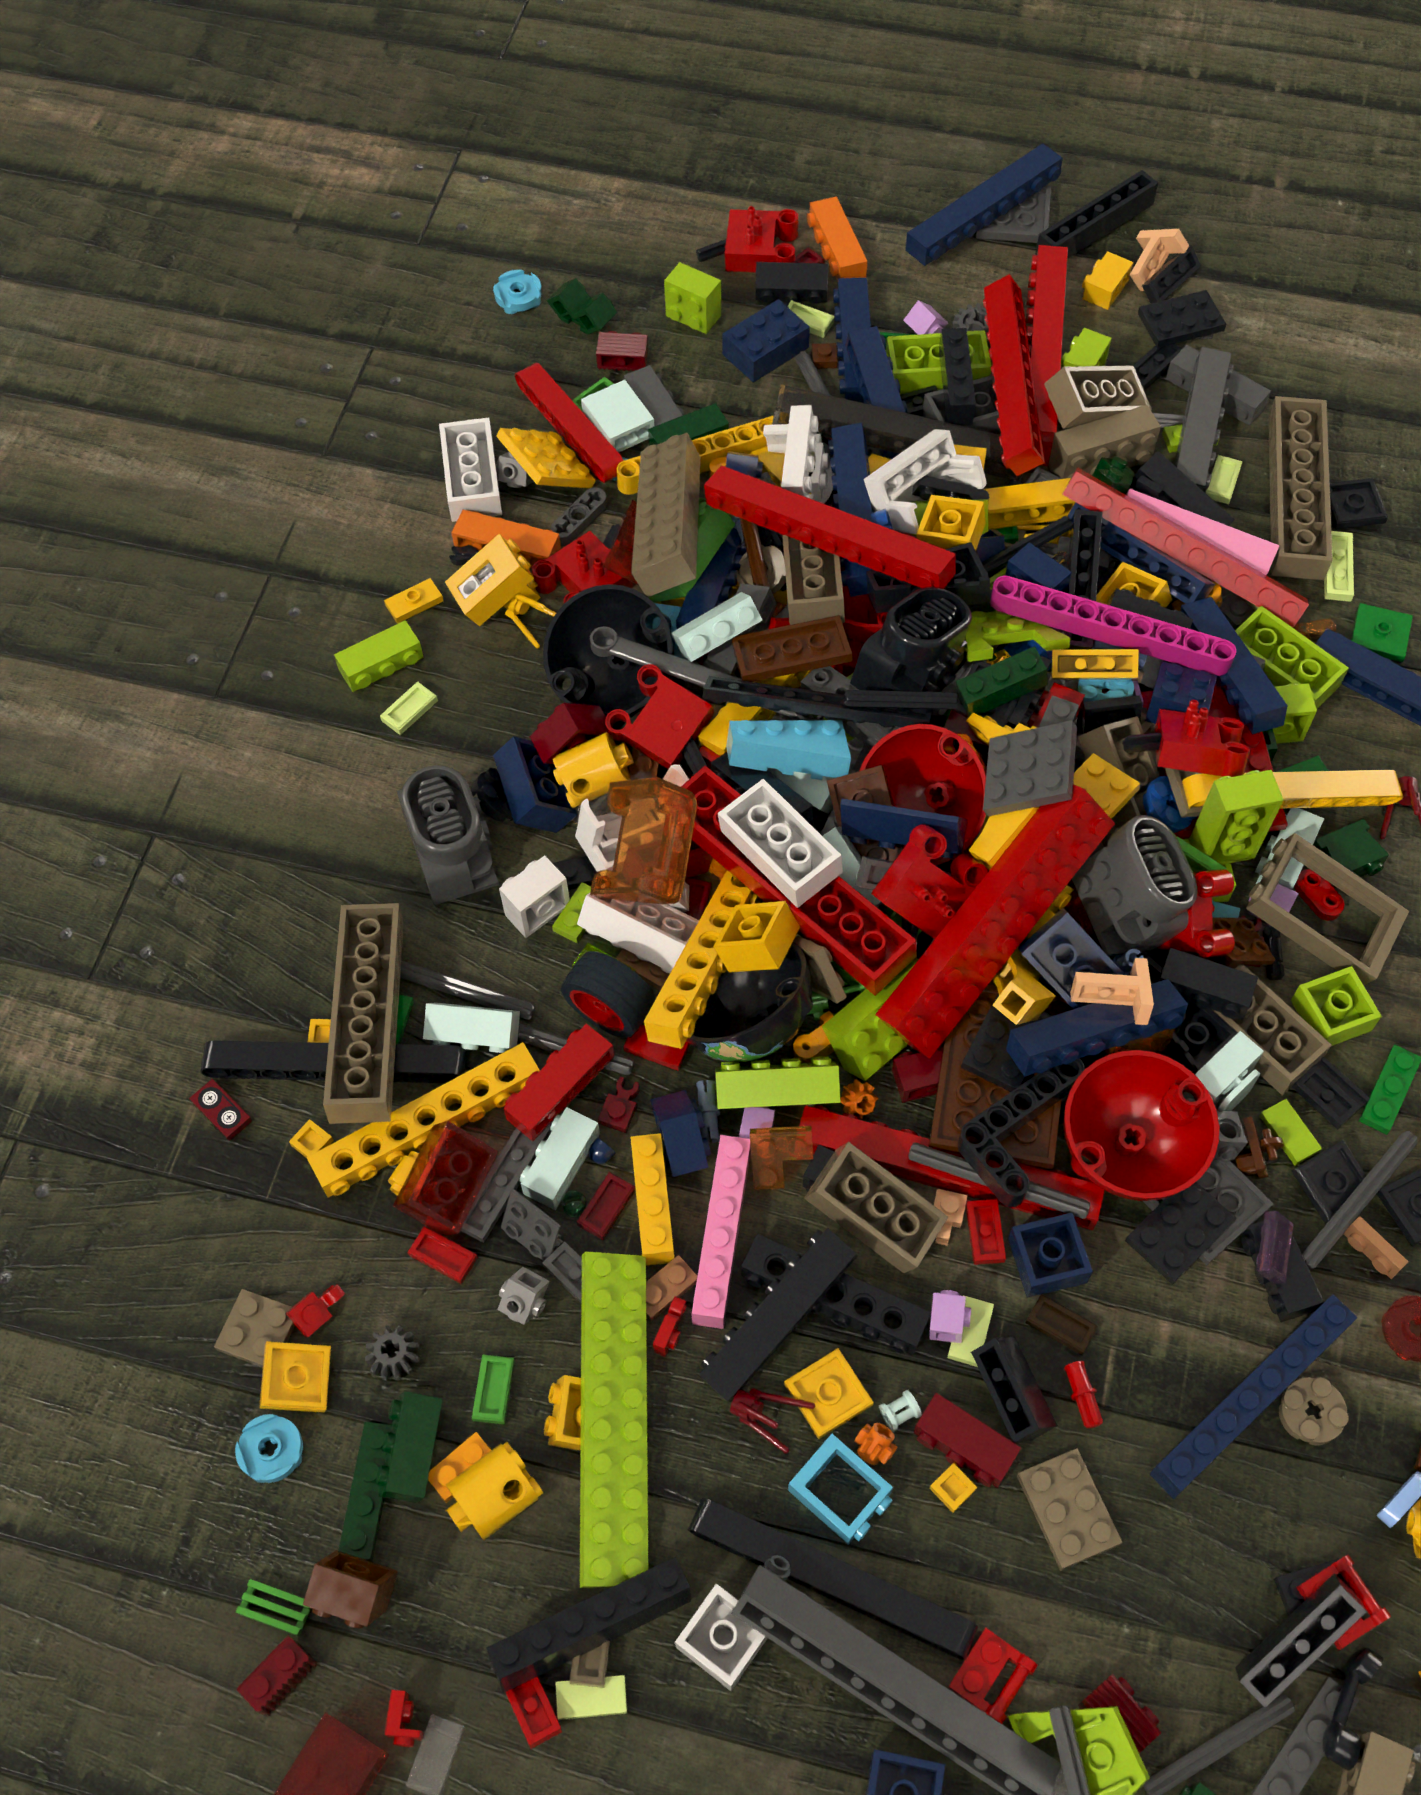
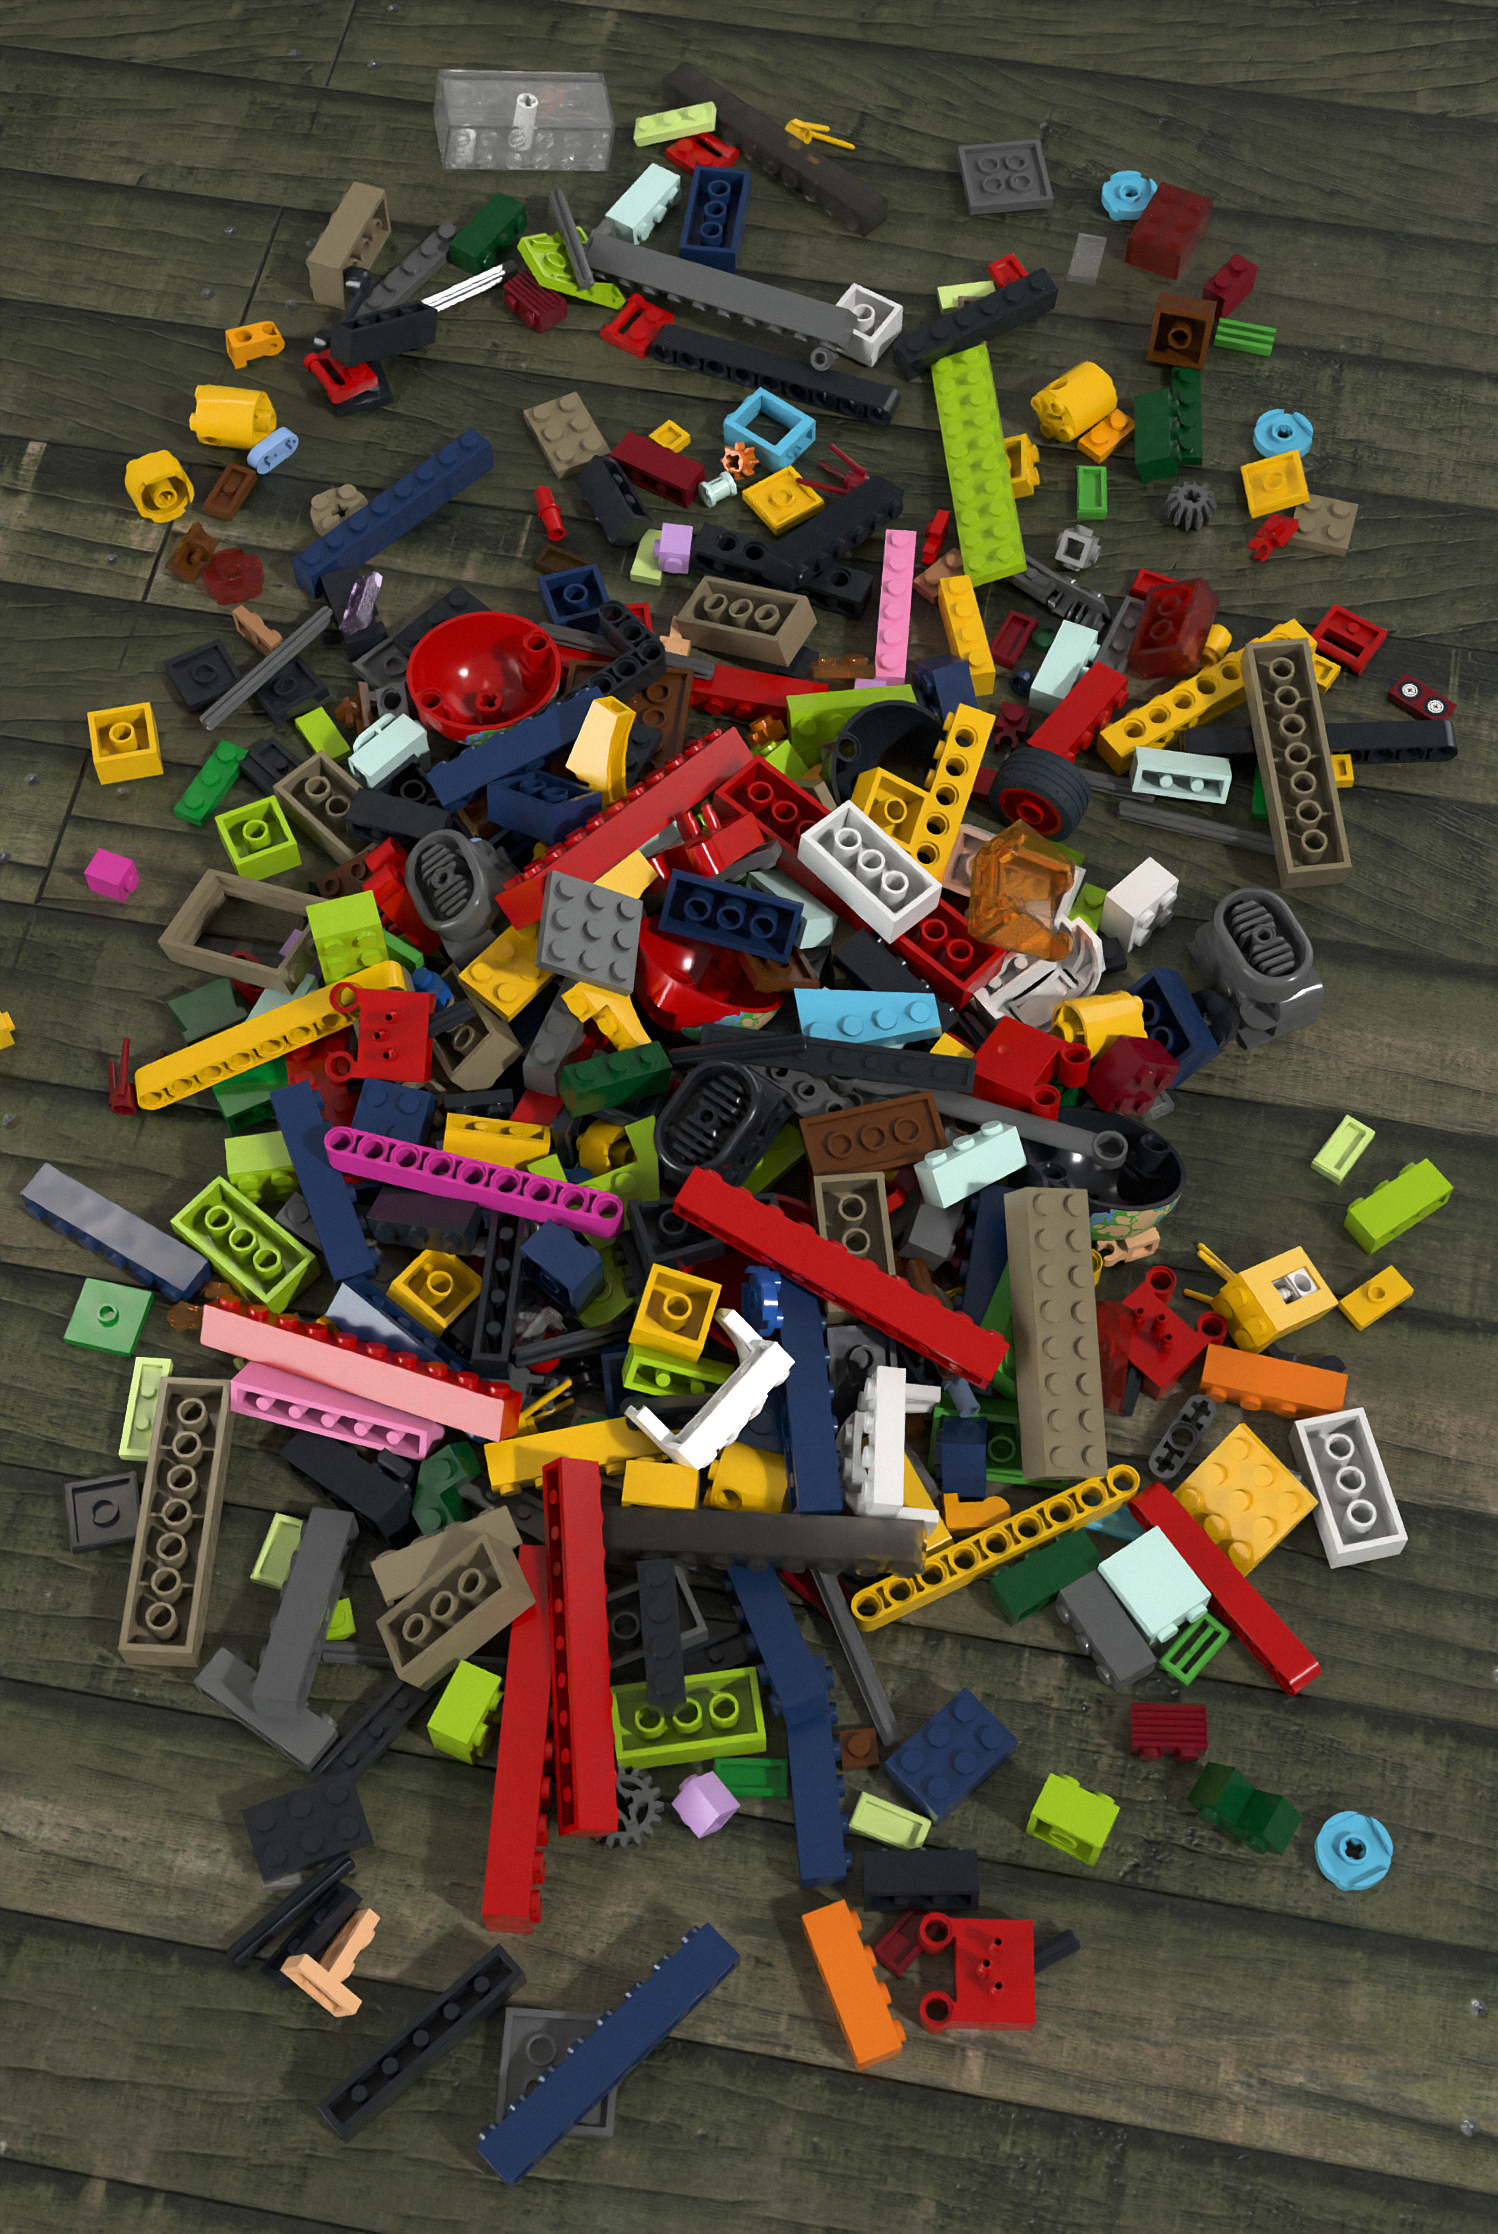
camera: 175 degrees right, 0 degrees up
(266, 1187) = (1352, 632): none -> red plate
(399, 1713) = (1119, 266): red bracket -> none
(1106, 280) = (416, 1917): yellow brick -> none
(1118, 990) = (499, 766): light nougat bracket -> none
(1199, 283) = (289, 1909): none -> black axle

